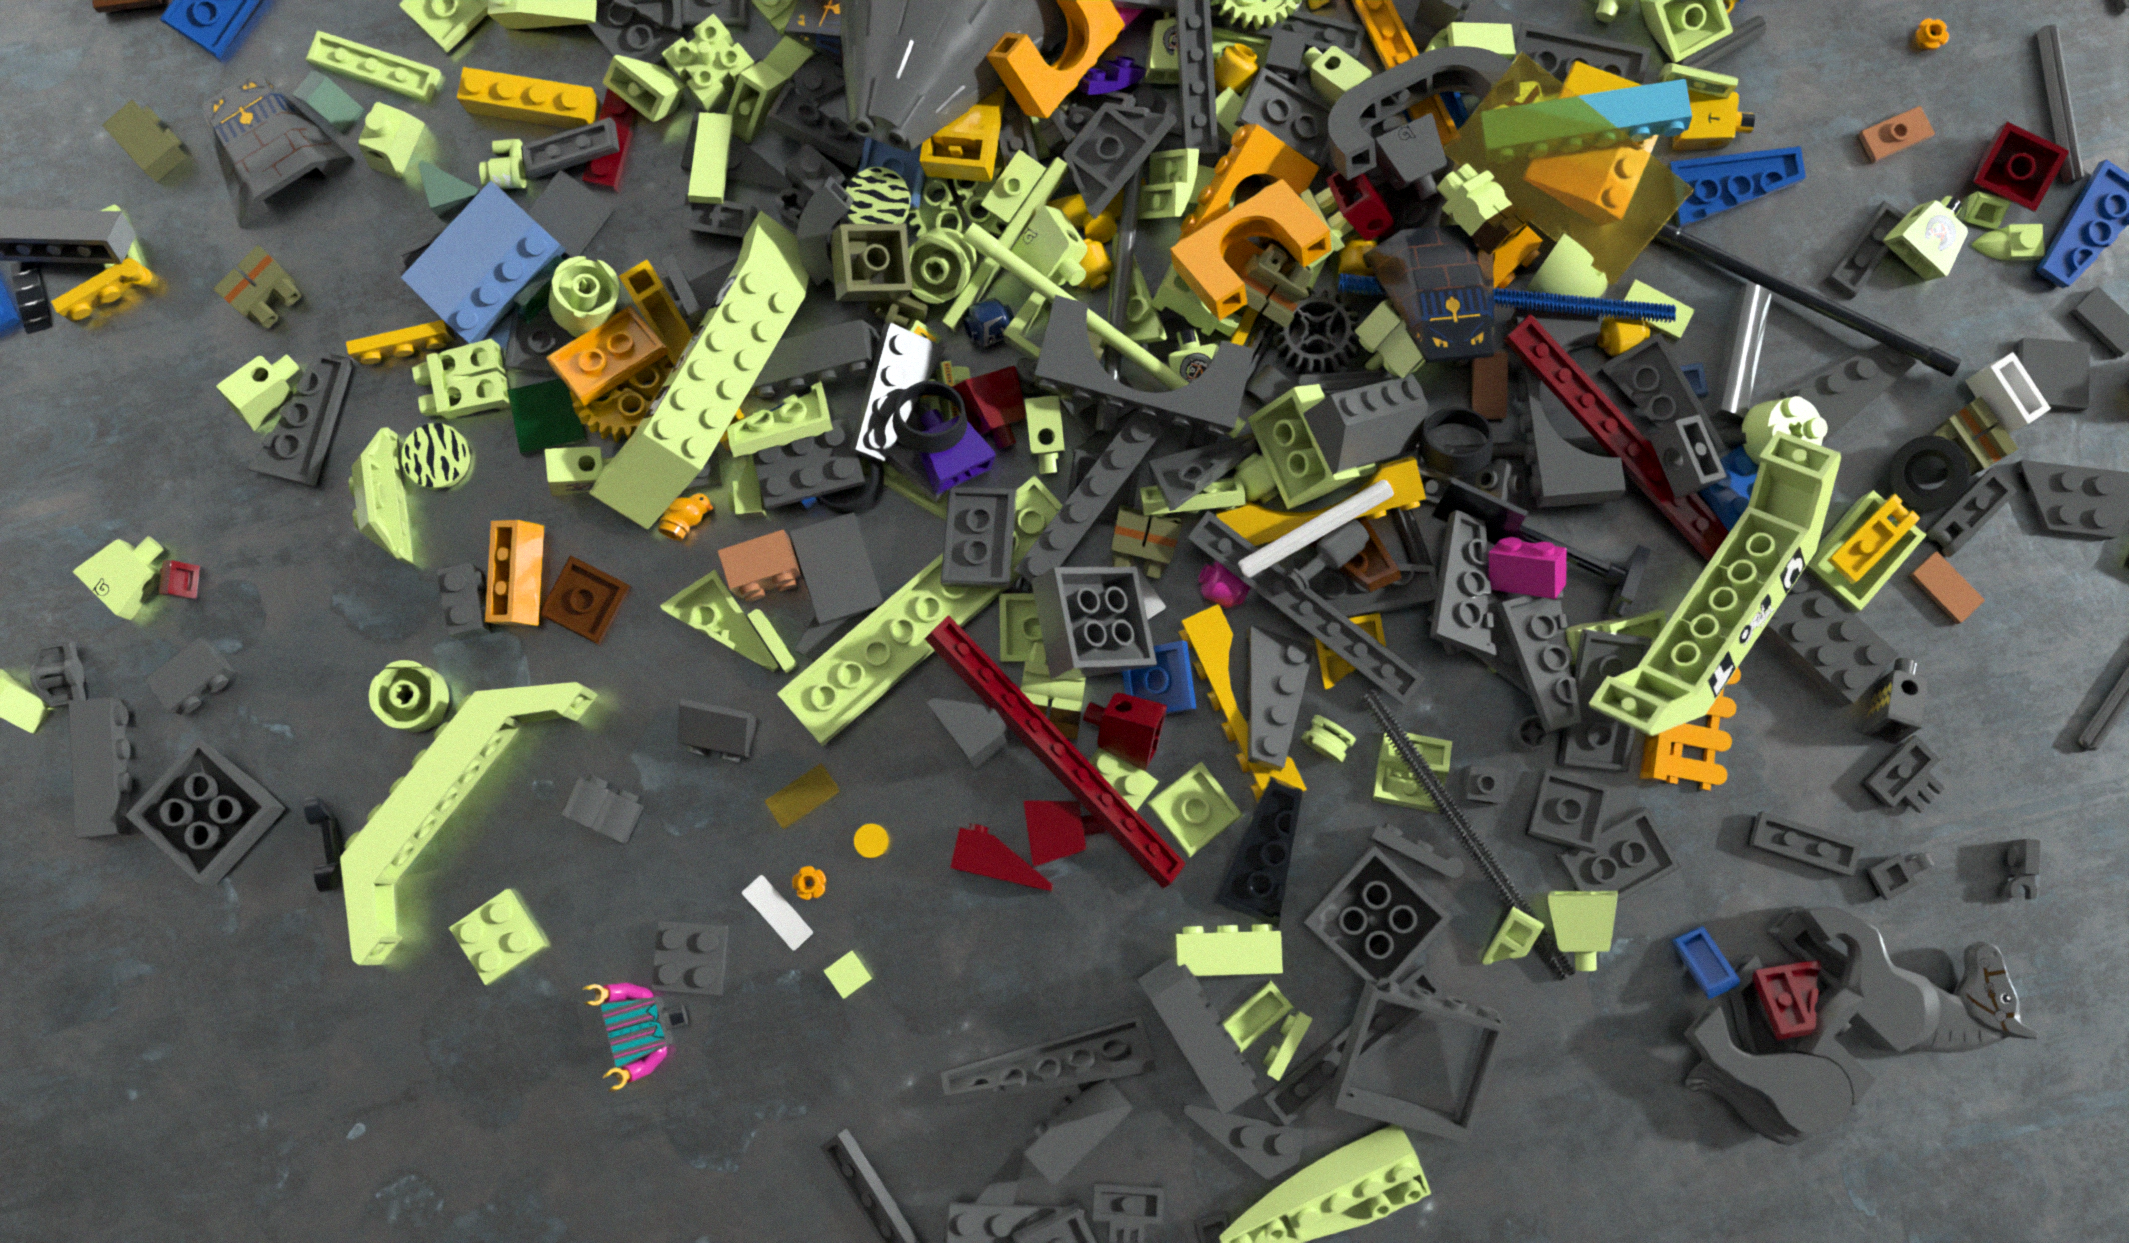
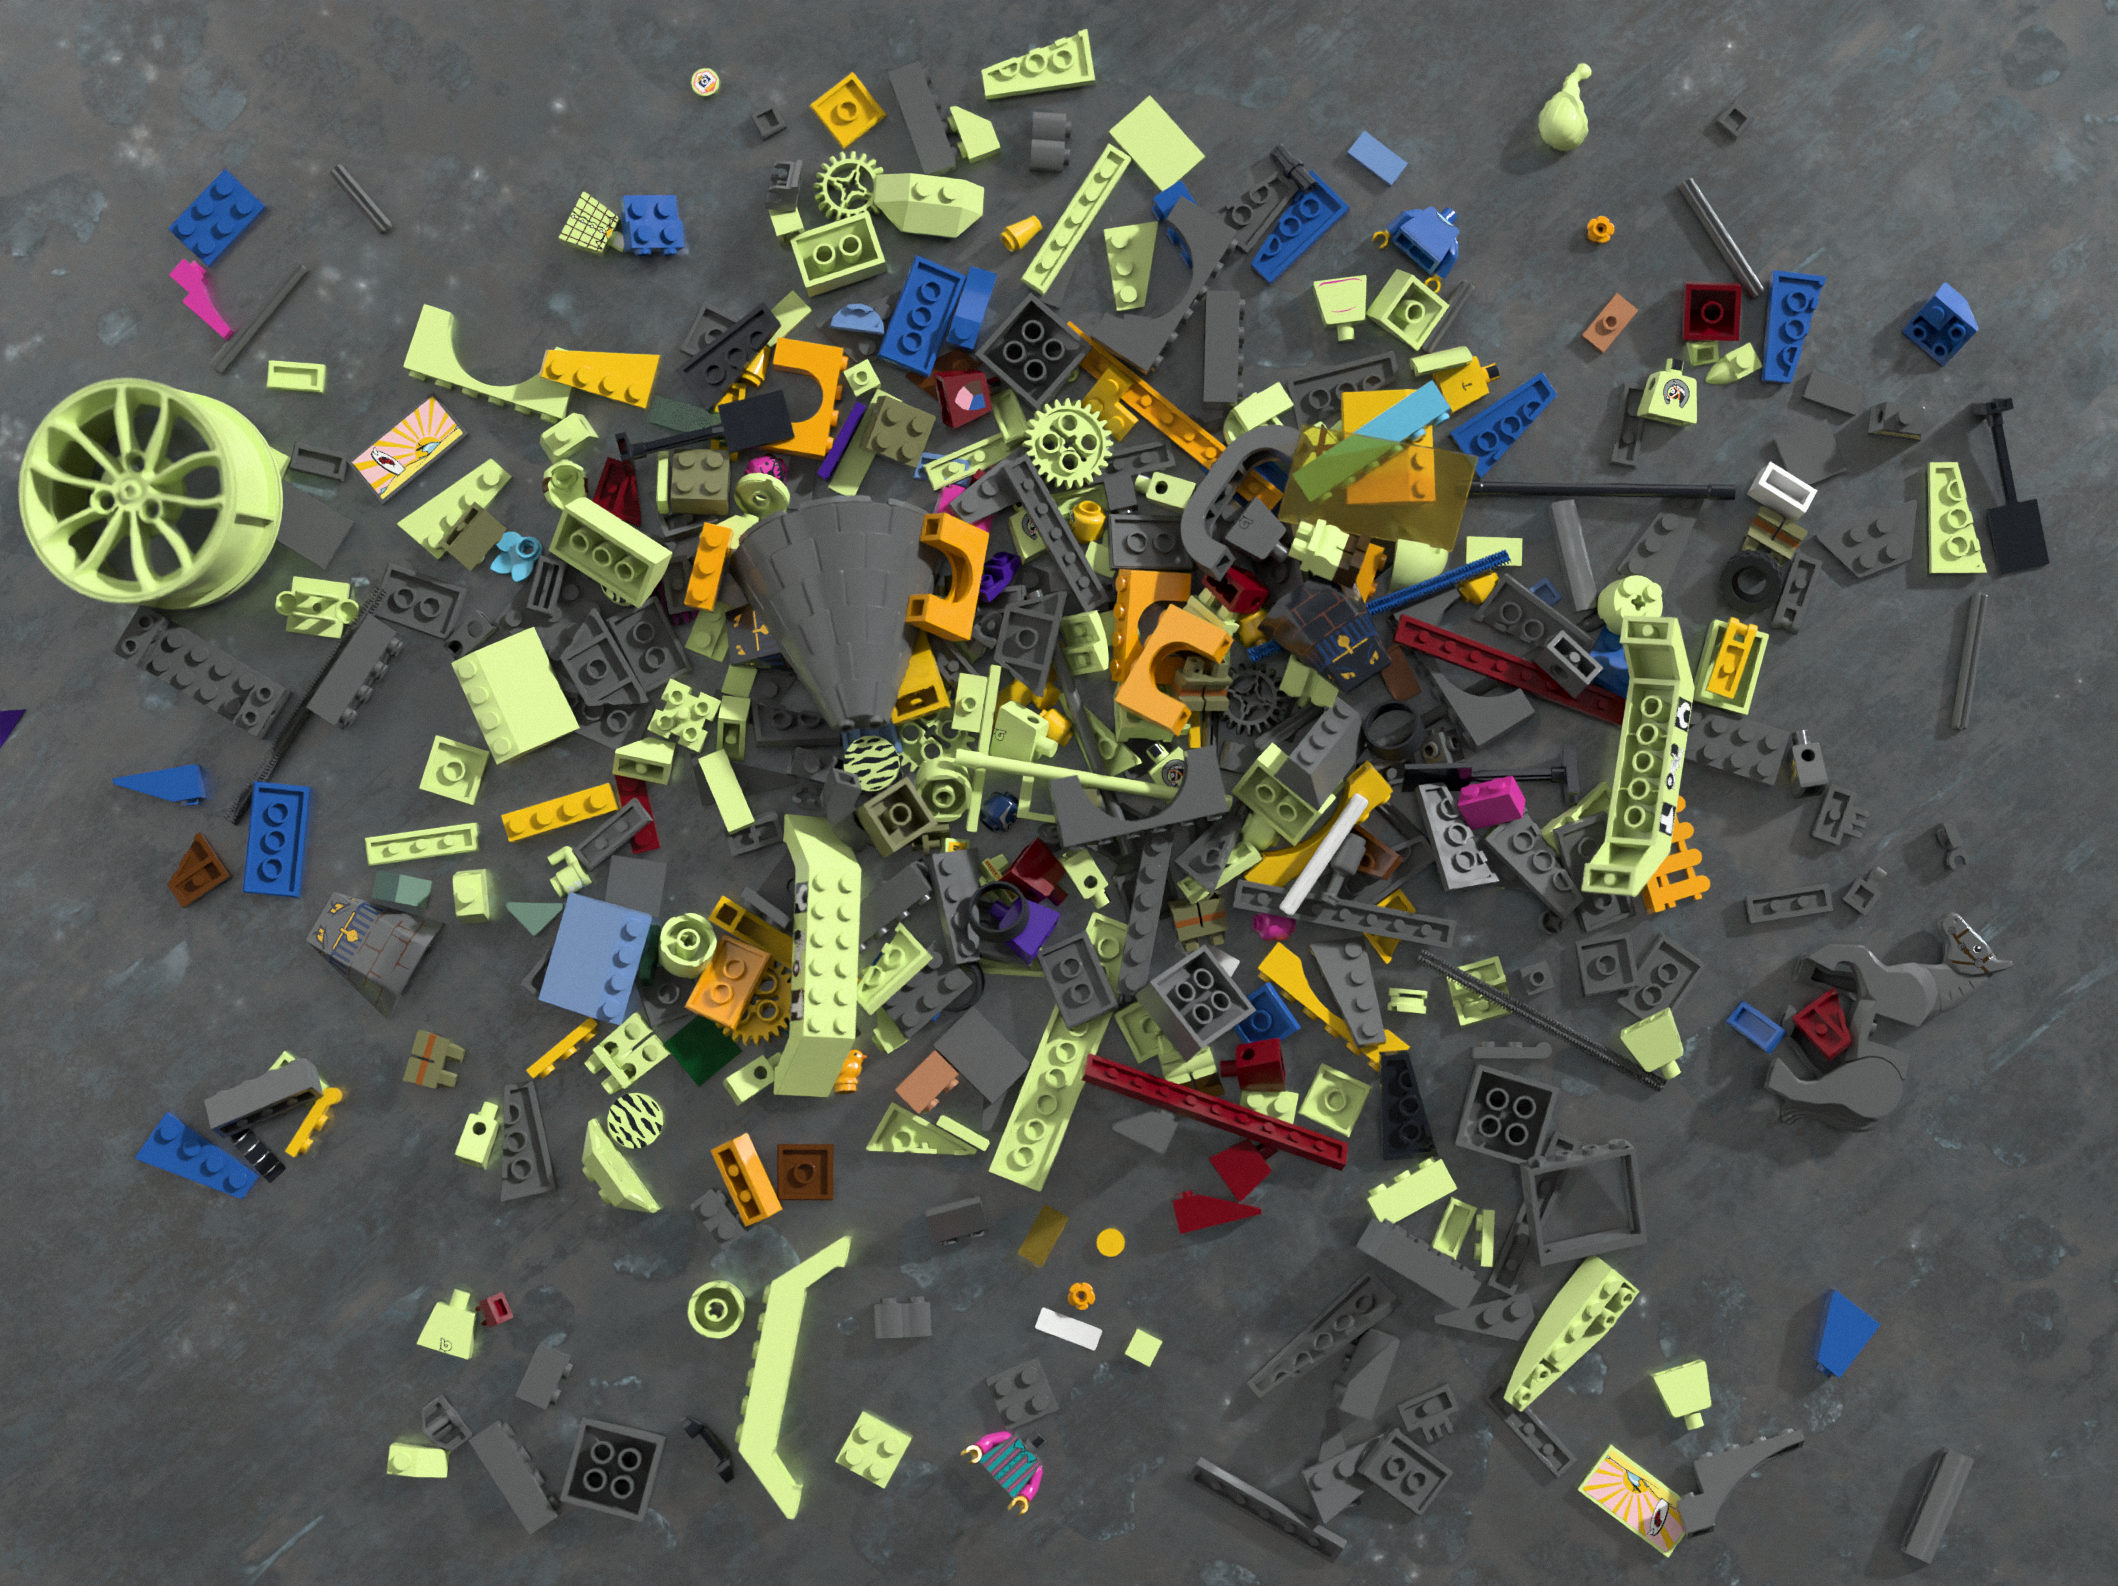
camera: 35 degrees left, 5 degrees up
(144, 141) = (280, 990): olive brick -> none
(1513, 938) = (1611, 1078): yellowish green tile -> none
(1947, 587) = (1805, 659): nougat tile -> none

